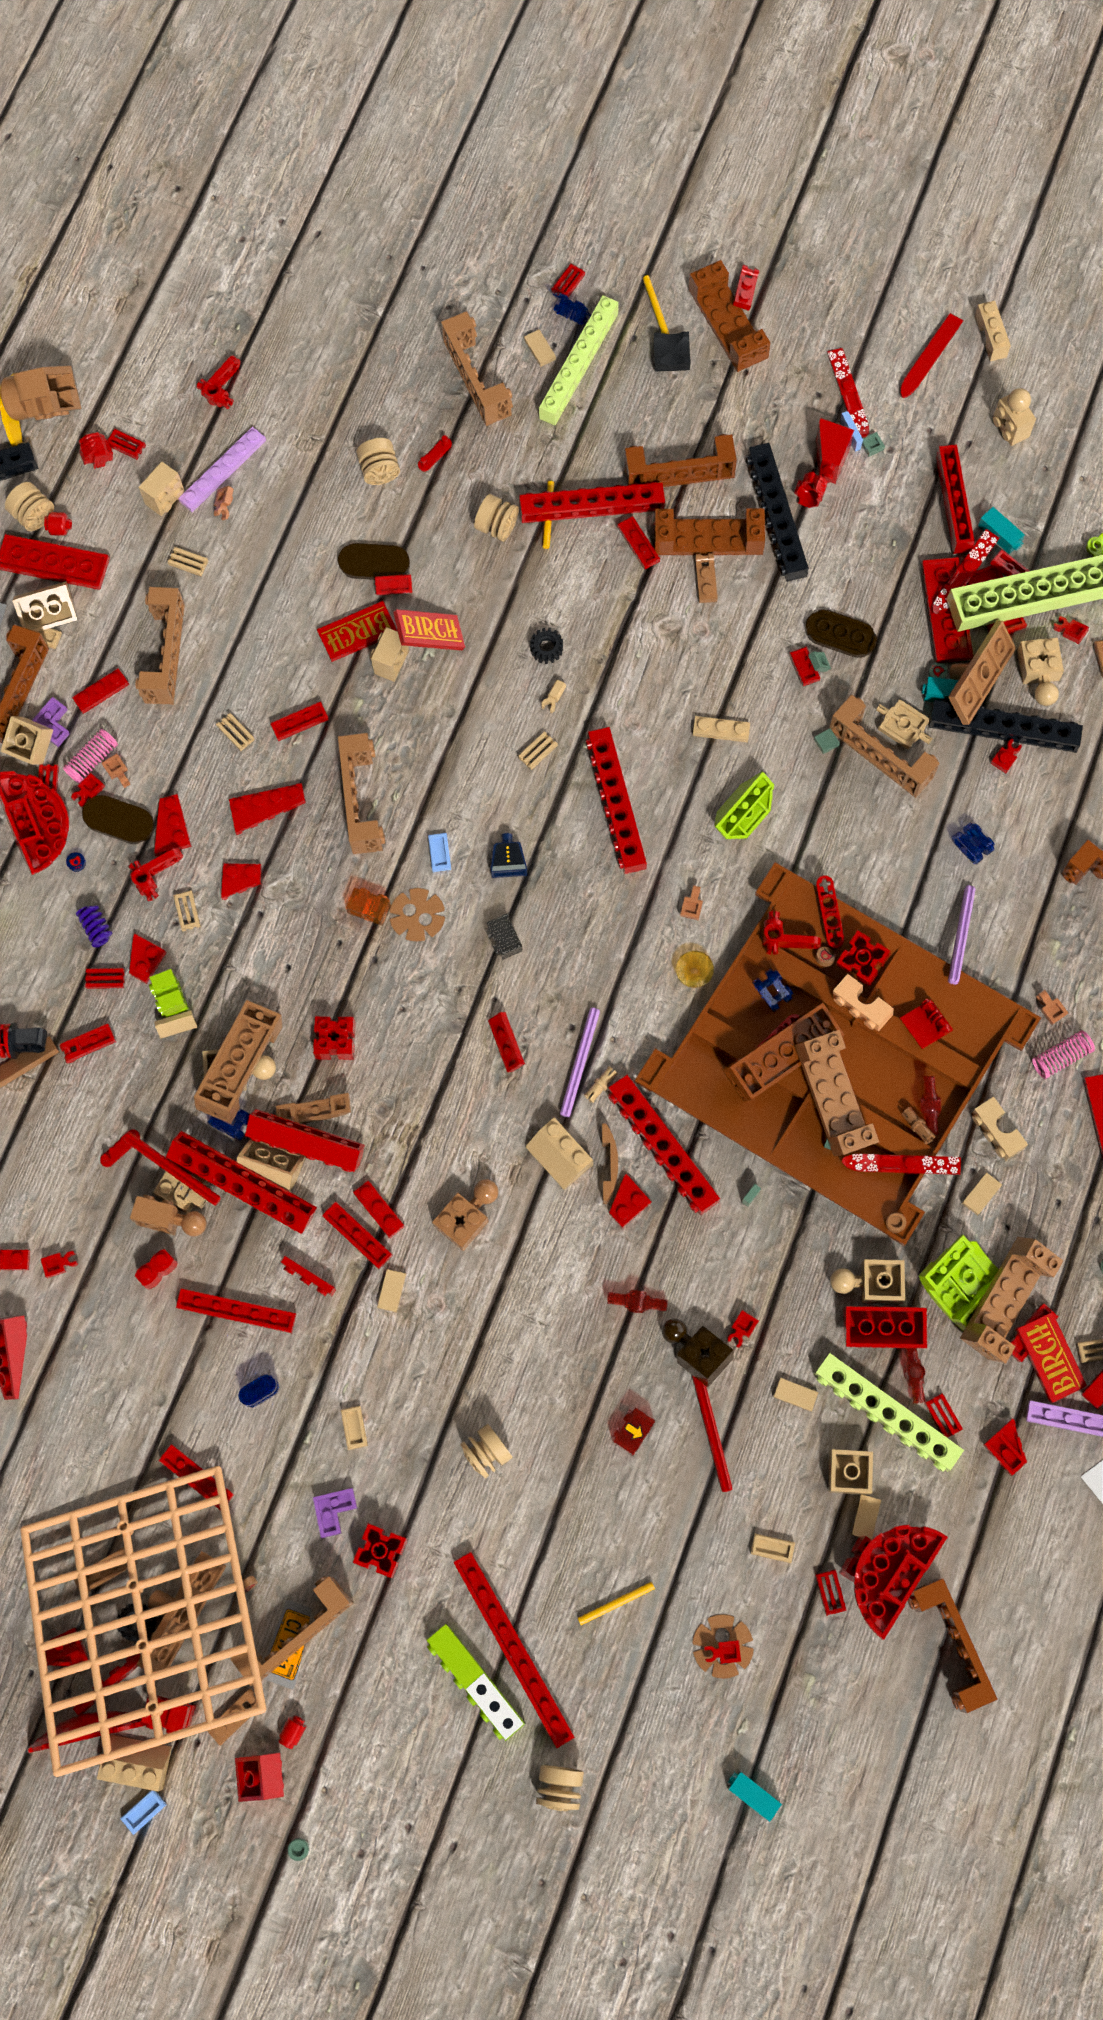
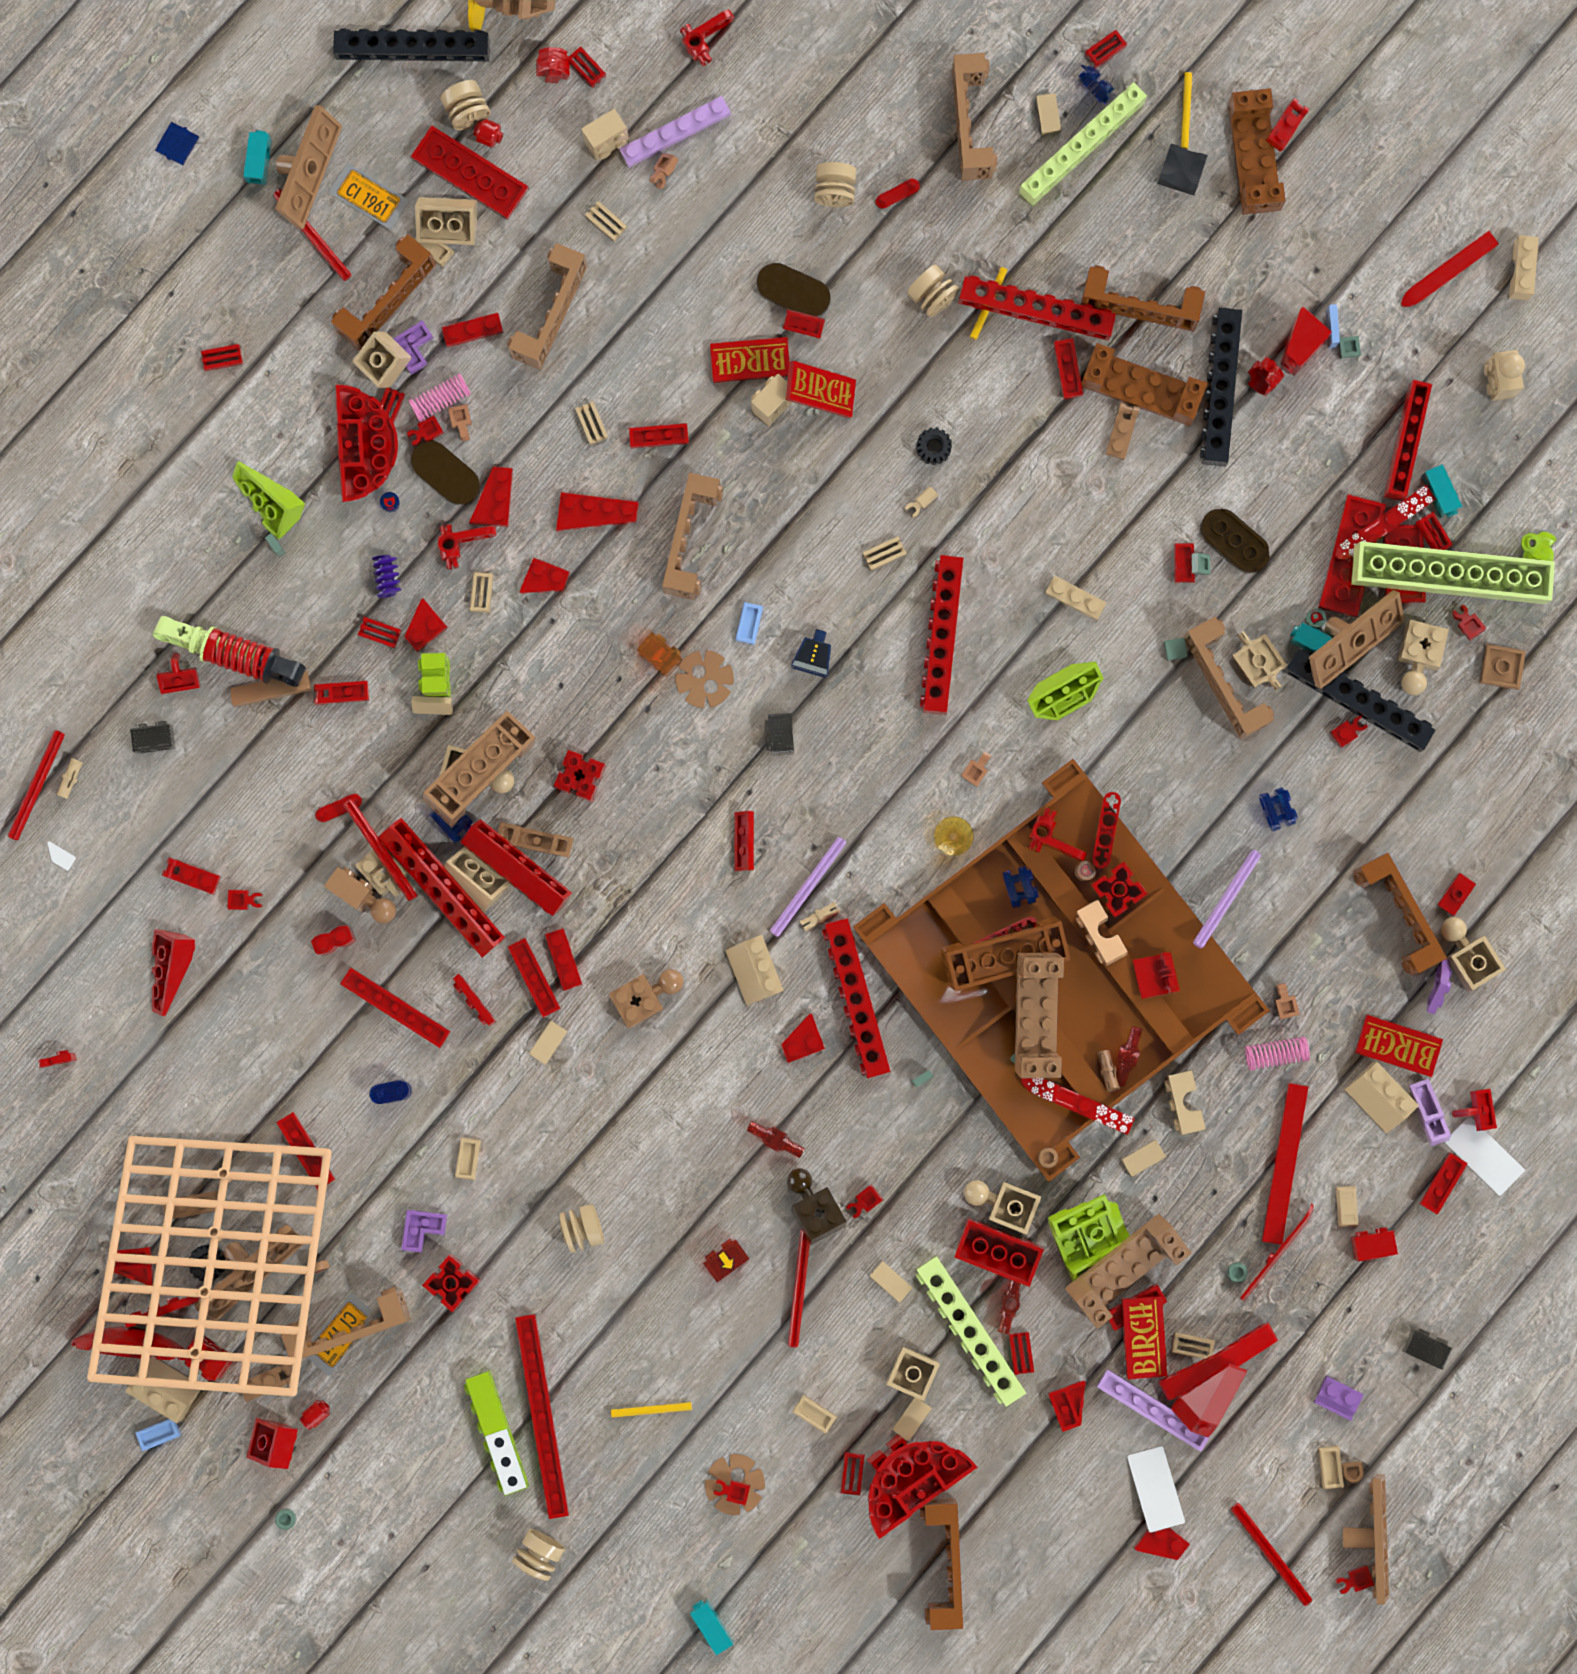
camera: 20 degrees right, 10 degrees up
(608, 1141) = (789, 1020): medium nougat slope -> none
(848, 390) = (1348, 279): red piece -> none

